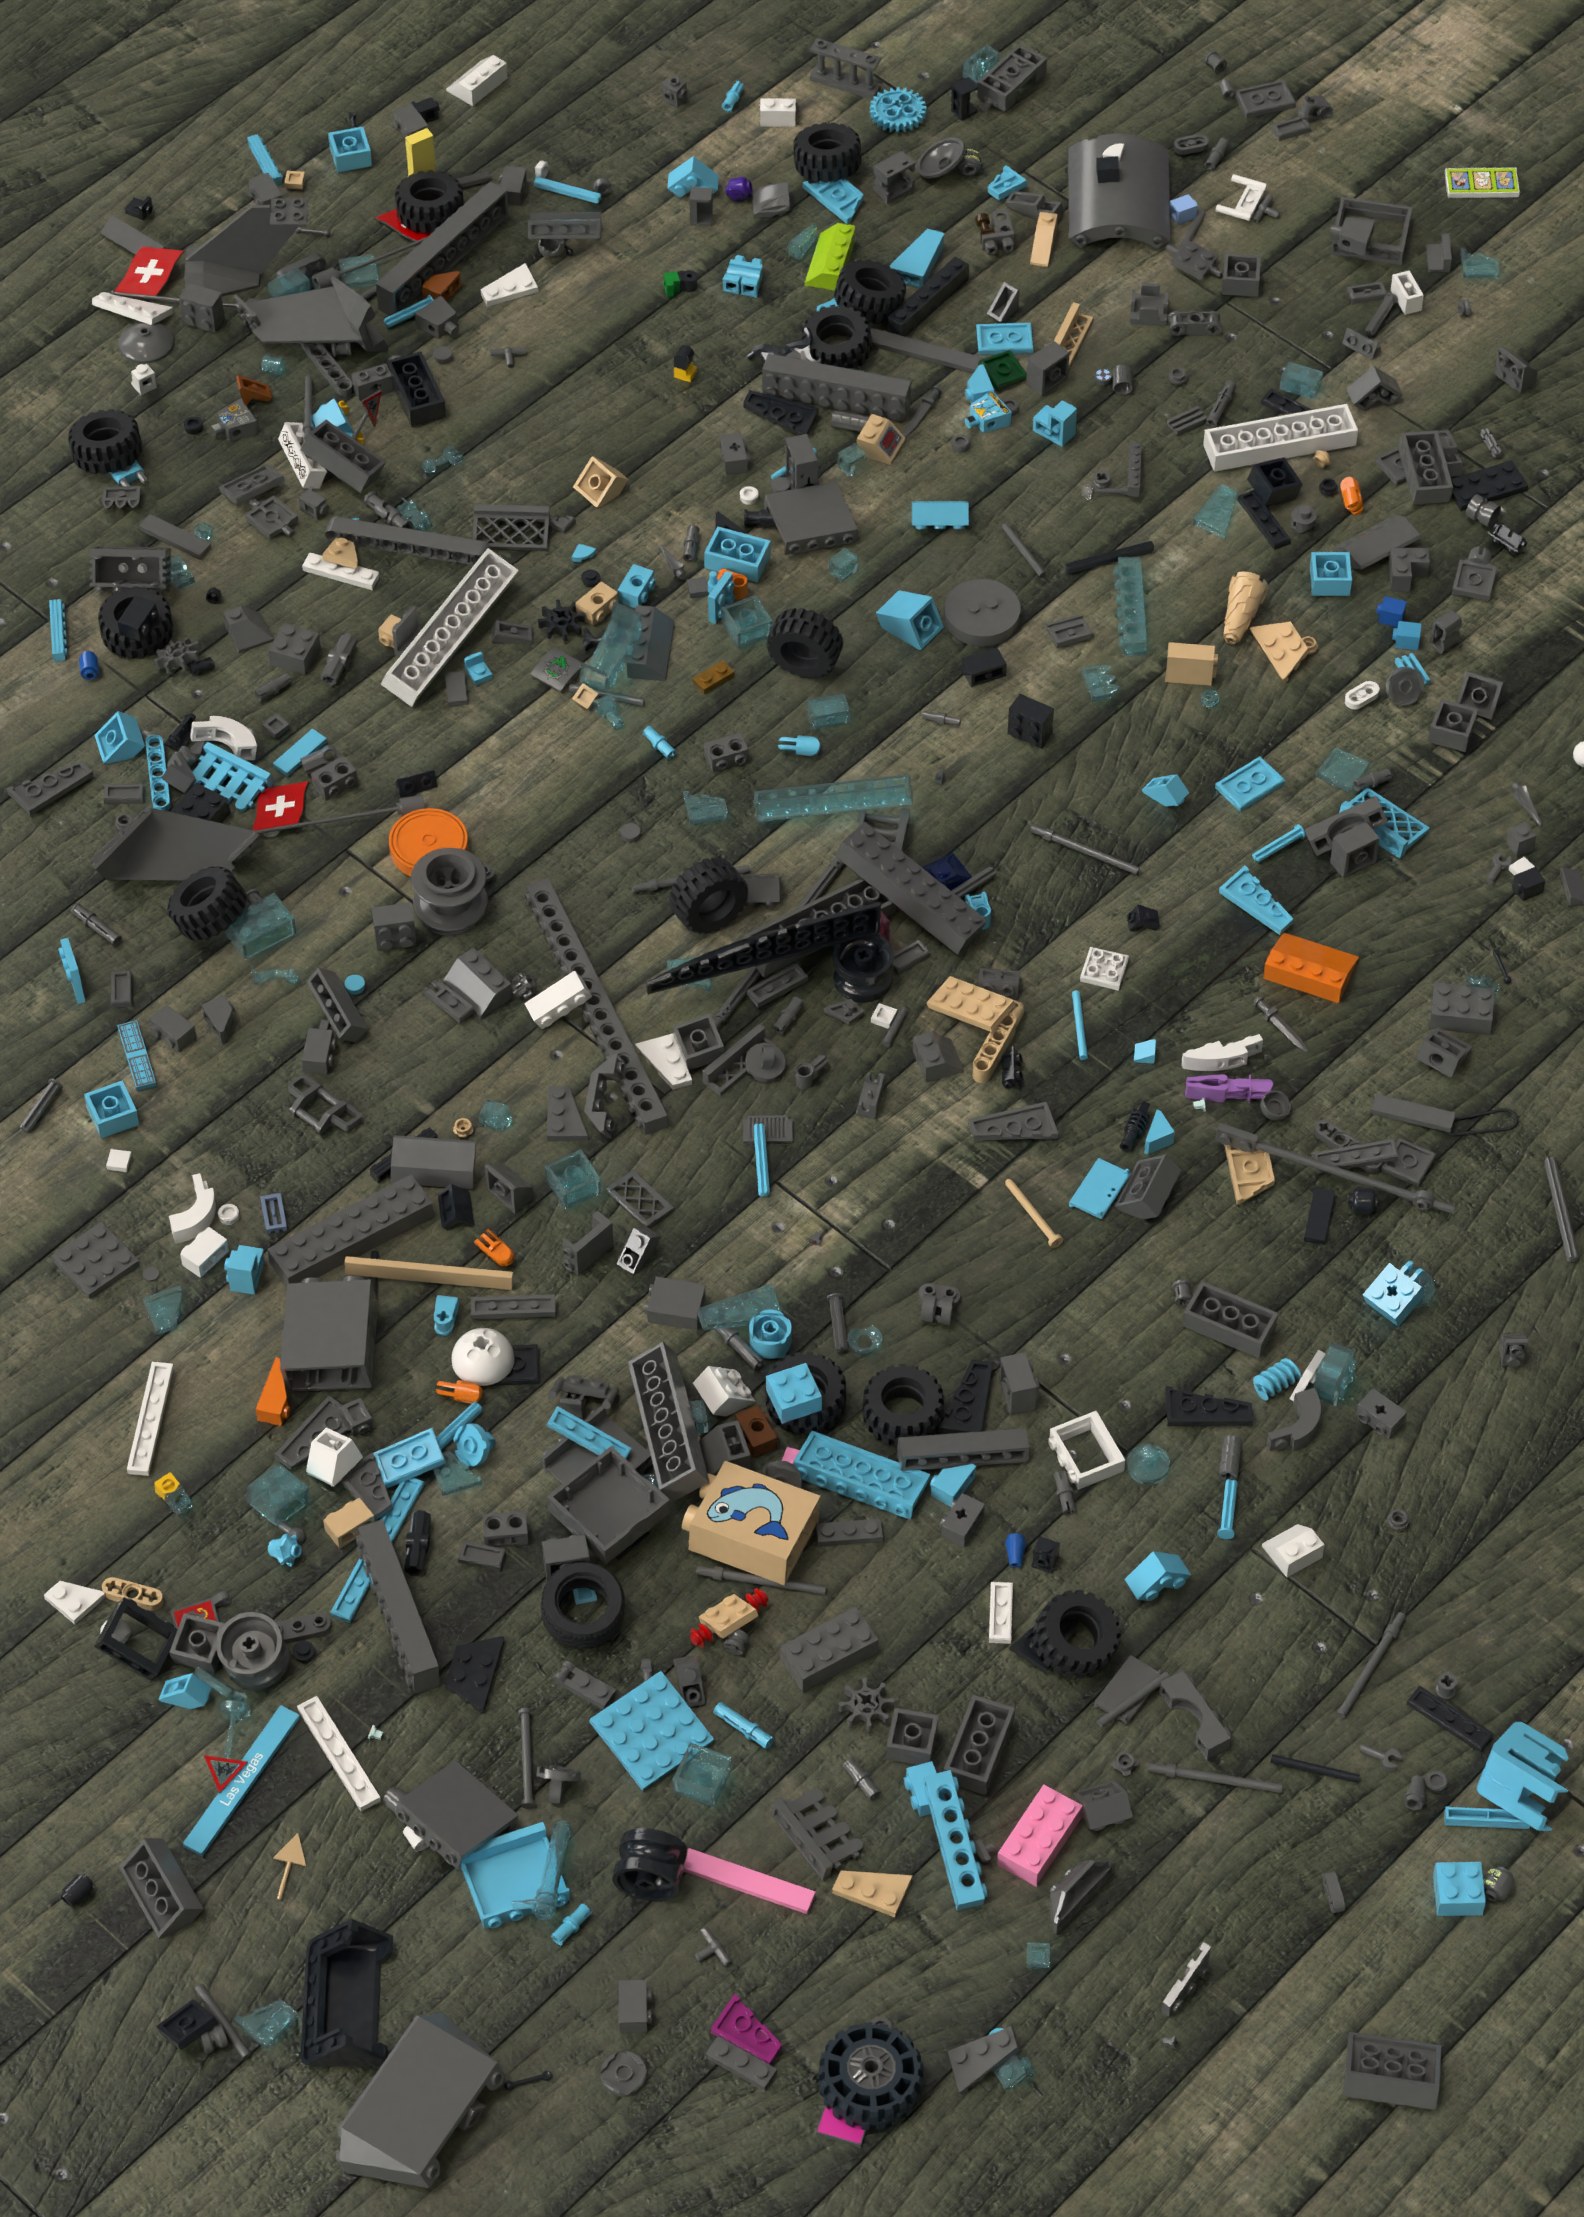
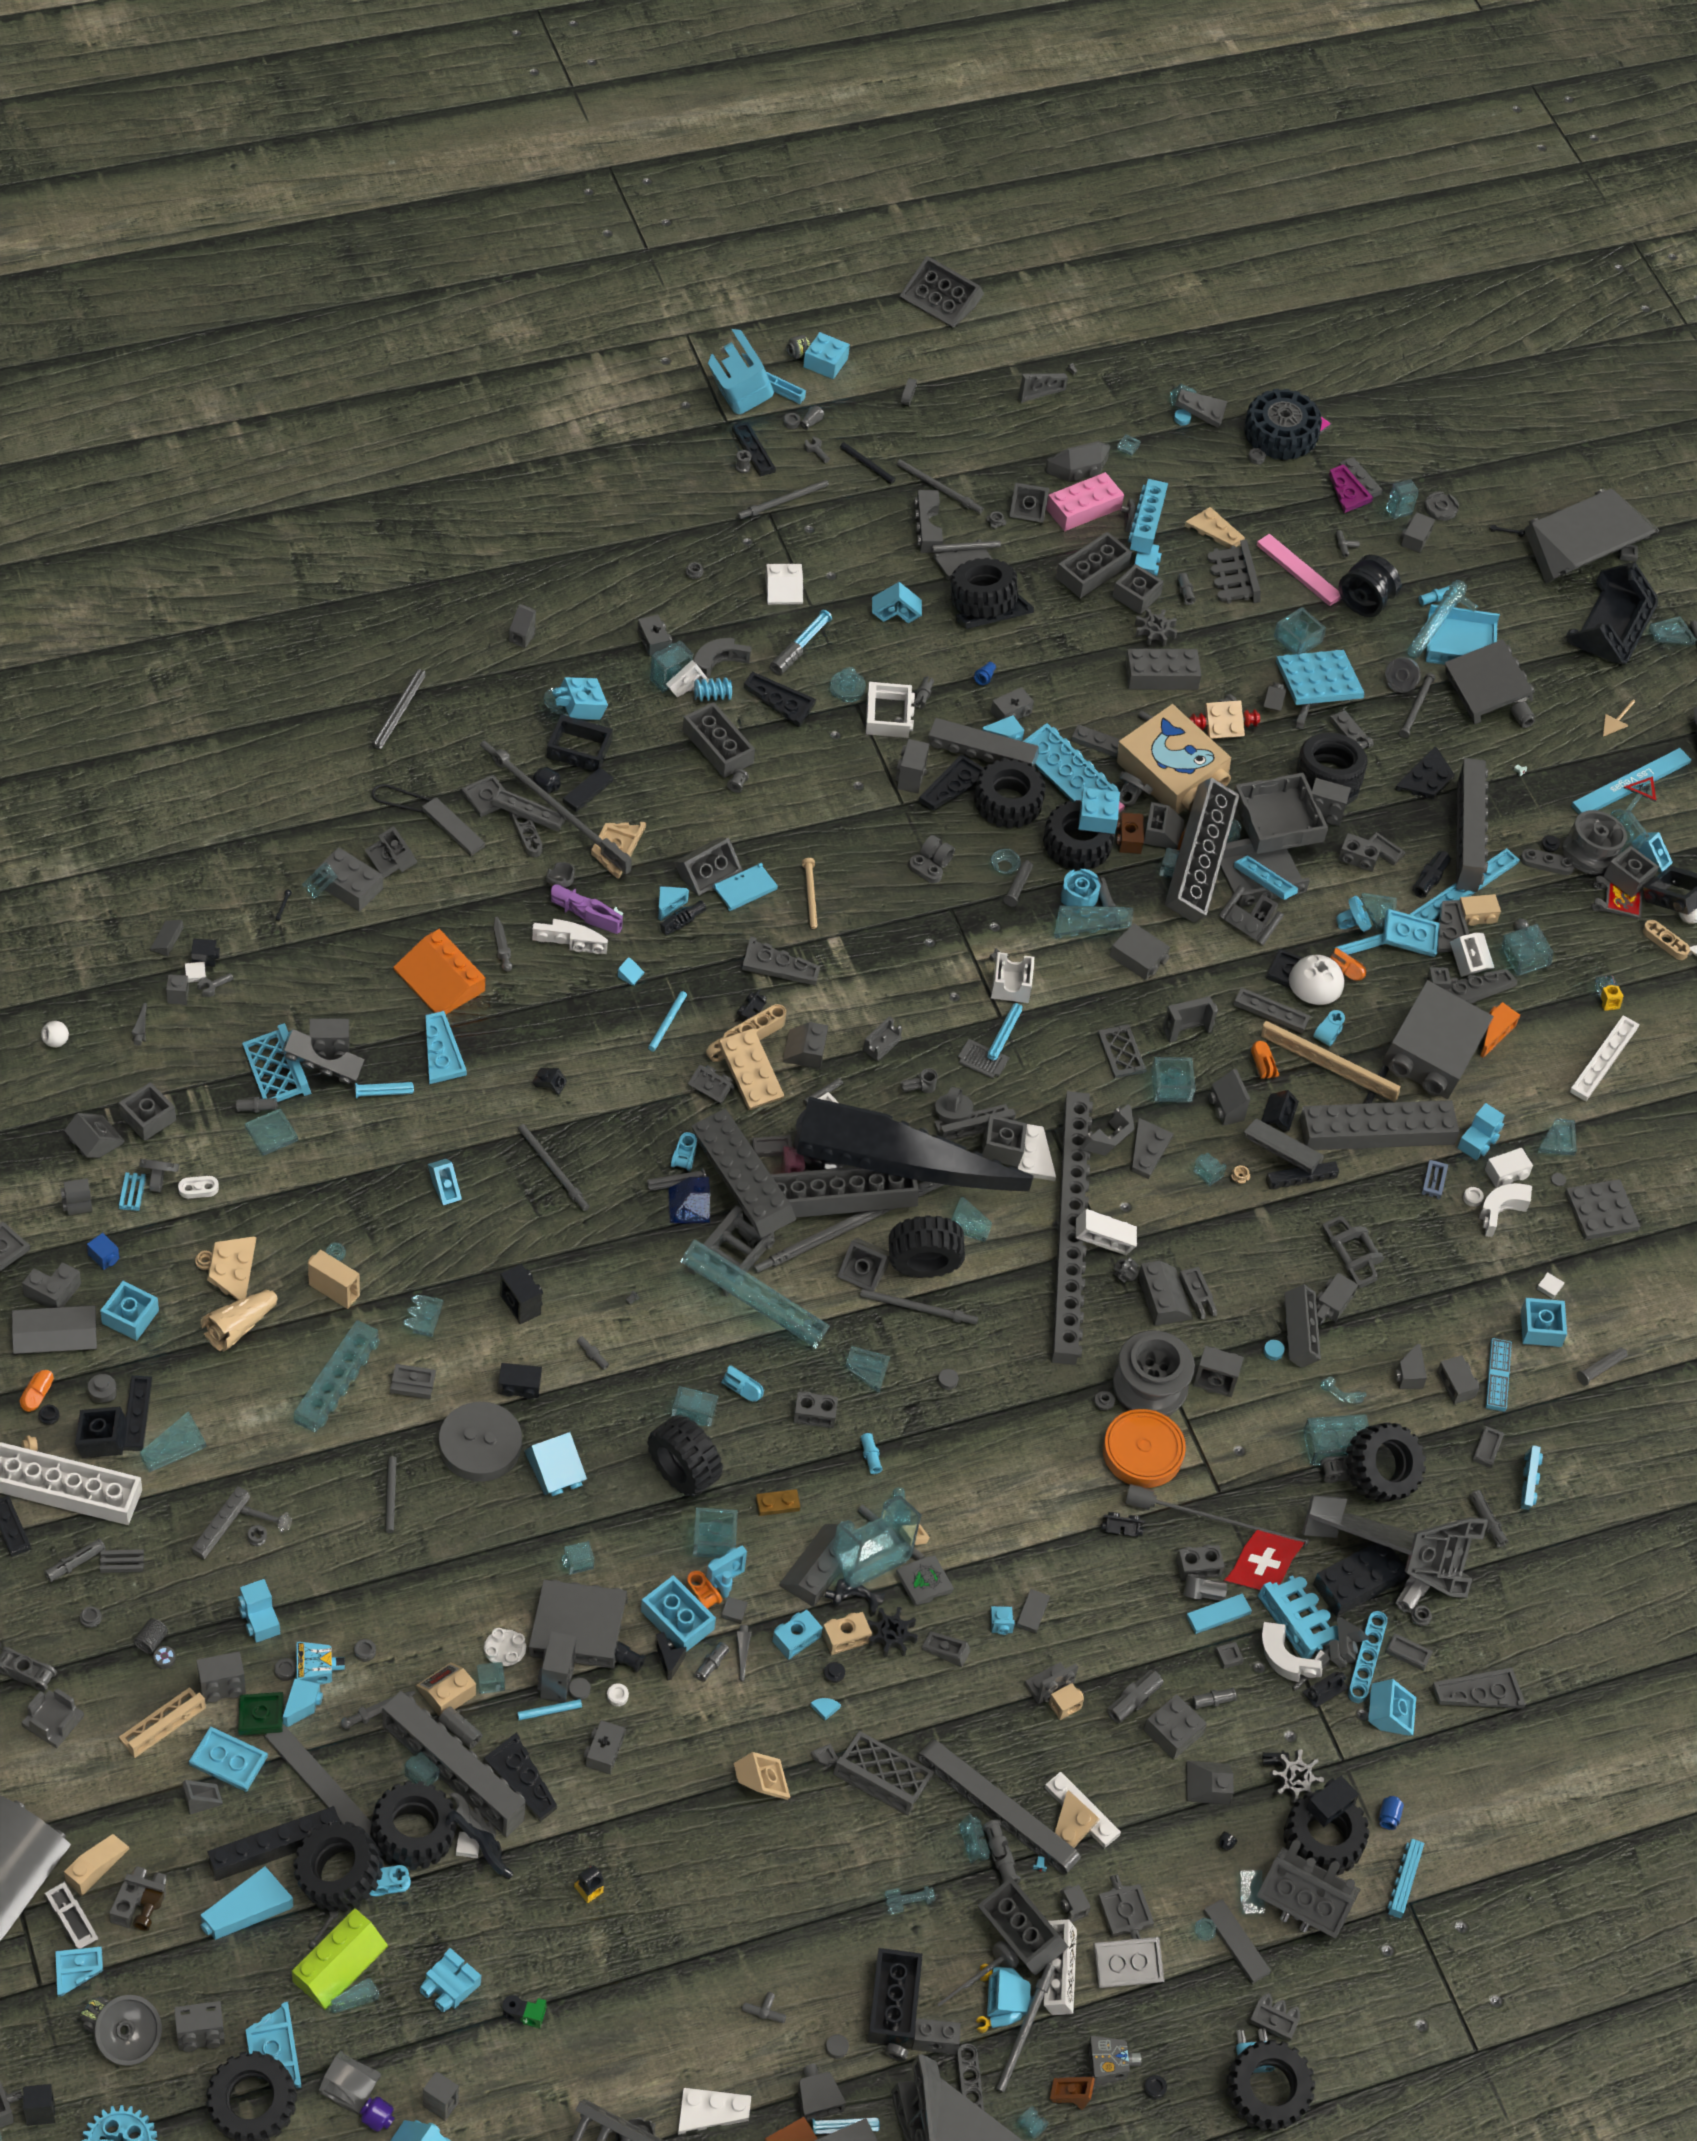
camera: 160 degrees left, 0 degrees up
(285, 1549) = (1537, 911): medium azure rock -> none
(338, 1753) = (1553, 765): white plate -> none
(449, 627) = (1010, 1666): white brick -> none
(638, 1249) = (1146, 1005): dark grey slope -> none
(672, 2032) = (1402, 499): none -> clear light blue brick
(723, 1390) = (1139, 871): white slope -> none
(751, 1730) = (1247, 649): medium azure pin -> none
(783, 1205) = (1012, 979): none -> white piece
(856, 486) = (505, 1646): none -> white dish
(940, 514) = (444, 1571): medium azure slope -> none
(1000, 1612) = (1021, 644): white tile -> none
(1045, 1554) = (969, 654): black brick -> none
(1104, 968) = (612, 1057): white tile -> none
(1109, 557) = (315, 1443): black axle -> none
(1250, 784) = (362, 1158): medium azure tile -> none
(1359, 1236) = (583, 730): none -> black window
(1407, 635) = (109, 1221): dark azure brick -> none

